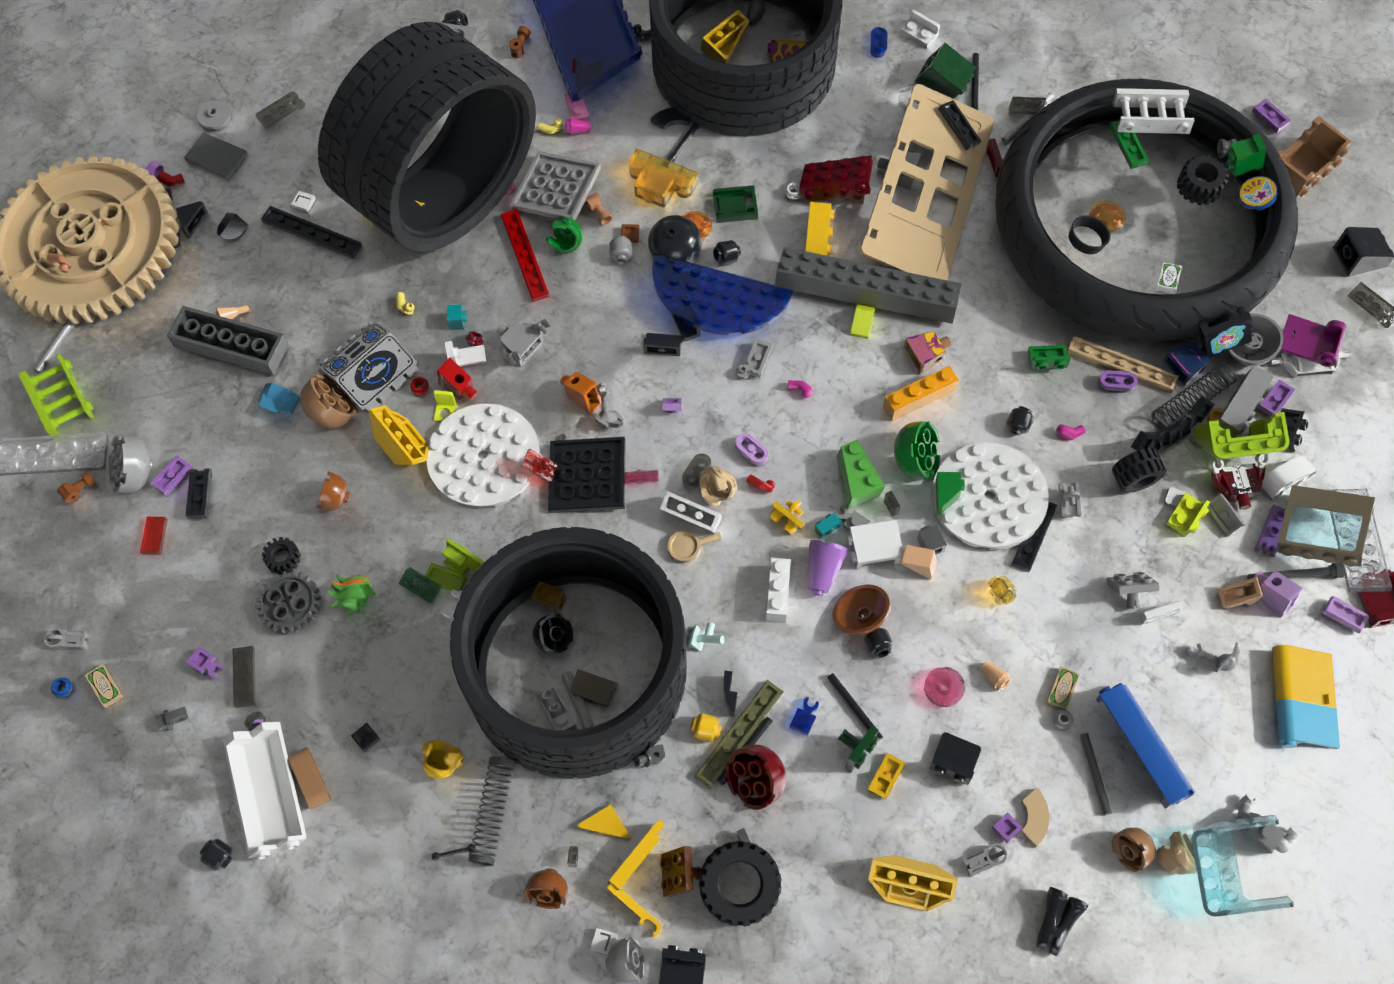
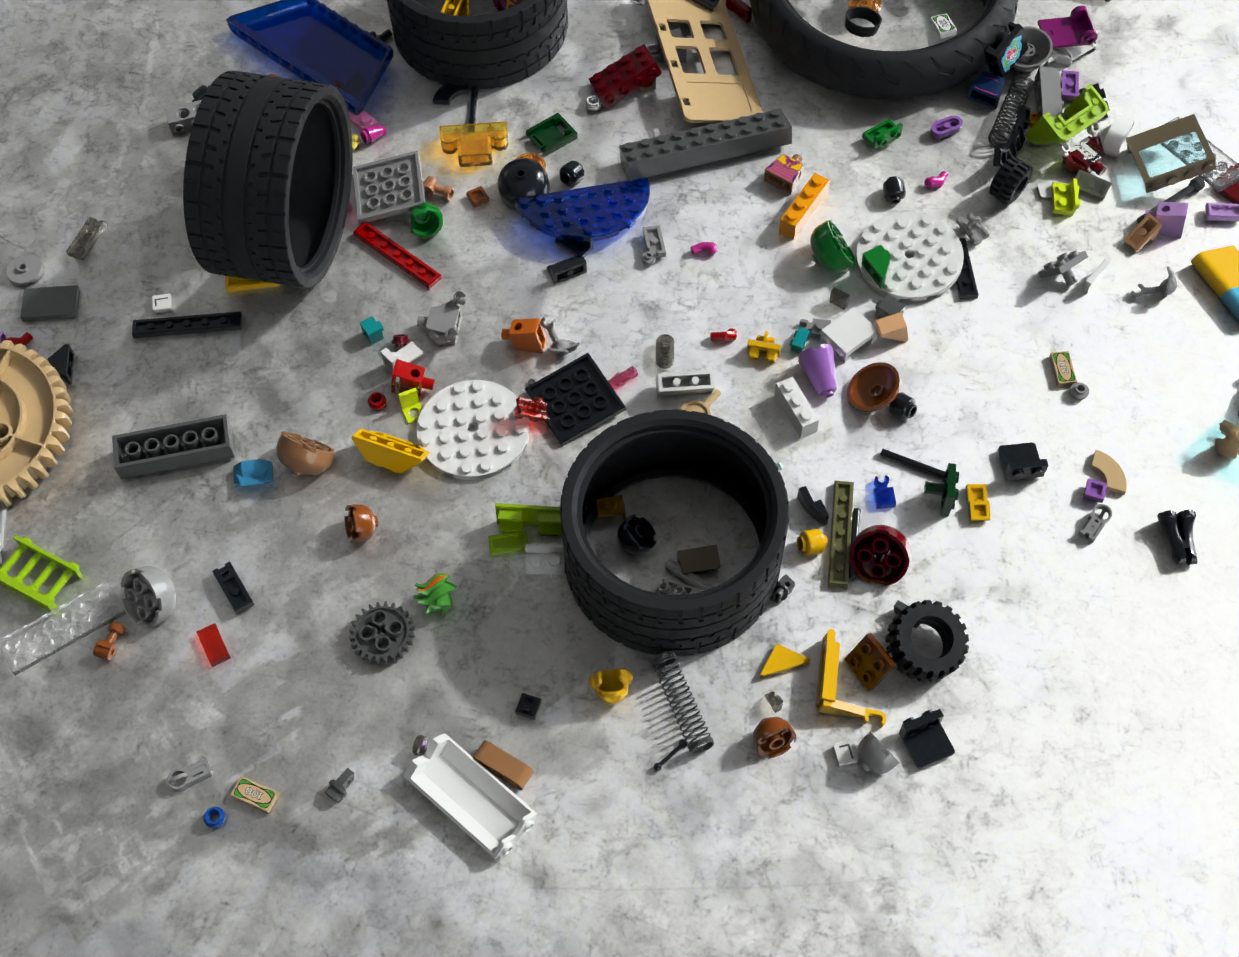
camera: 30 degrees left, 5 degrees down
(171, 475) = (196, 585): medium lavender plate -> none
(204, 661) = (336, 723): medium lavender plate -> none
(216, 854) = (463, 873): black head -> none
(231, 226) = (107, 353): black brick -> none
(231, 312) = (159, 421): light nougat cone -> none
(244, 677) = (382, 716): clear smoke plate -> none
(276, 546) = (343, 589): black tyre -> none
(370, 366) = (322, 405): hinge -> none
(402, 306) = (314, 345): light yellow arm -> none
(419, 584) = (491, 558): clear green tile -> none
(621, 249) = (480, 211): light grey head -> none
(671, 405) = (609, 310): medium lavender plate -> none
(717, 485) = (691, 352): tan helmet -> none
(753, 449) = (698, 312): lavender plate -> none
(819, 228) = (636, 118): yellow wedge -> none
(858, 475) = (798, 288): bright green wedge -> none
(862, 321) = (719, 174): neon yellow slope -> none
(911, 882) = (1057, 568): yellow wedge -> none
(949, 678) = (978, 406): clear pink plate -> none
(996, 675) = (1008, 384): light nougat cone -> none
(1001, 590) = (968, 319): clear yellow head -> none
(1096, 774) = (1130, 417): dark grey bar -> none
(1118, 362) = (929, 115): tan tile -> none
(1135, 848) = (1198, 453): medium nougat cylinder -> none
(1147, 744) = (1155, 371): blue cylinder -> none
(1271, 530) = (1132, 179): medium lavender hinge -> none

